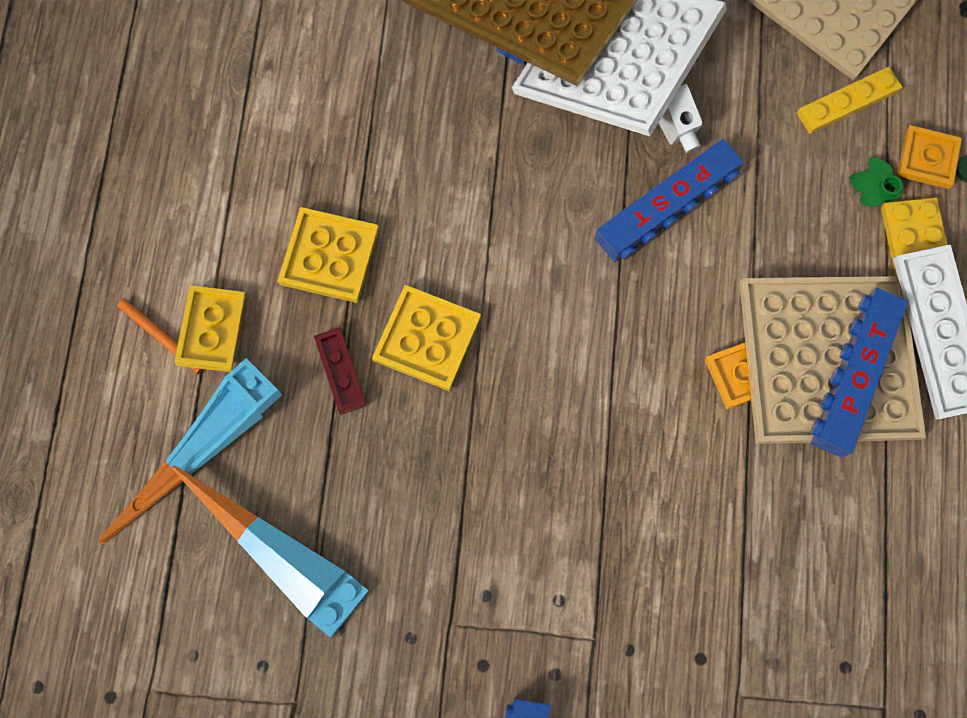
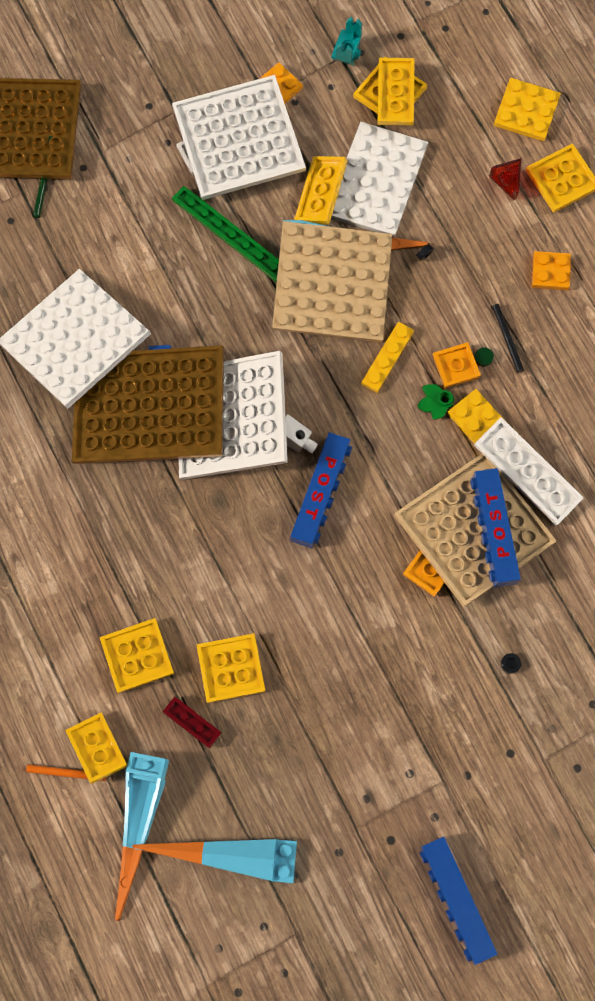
camera: 30 degrees left, 0 degrees up
(771, 549) = (510, 663): none -> black tile

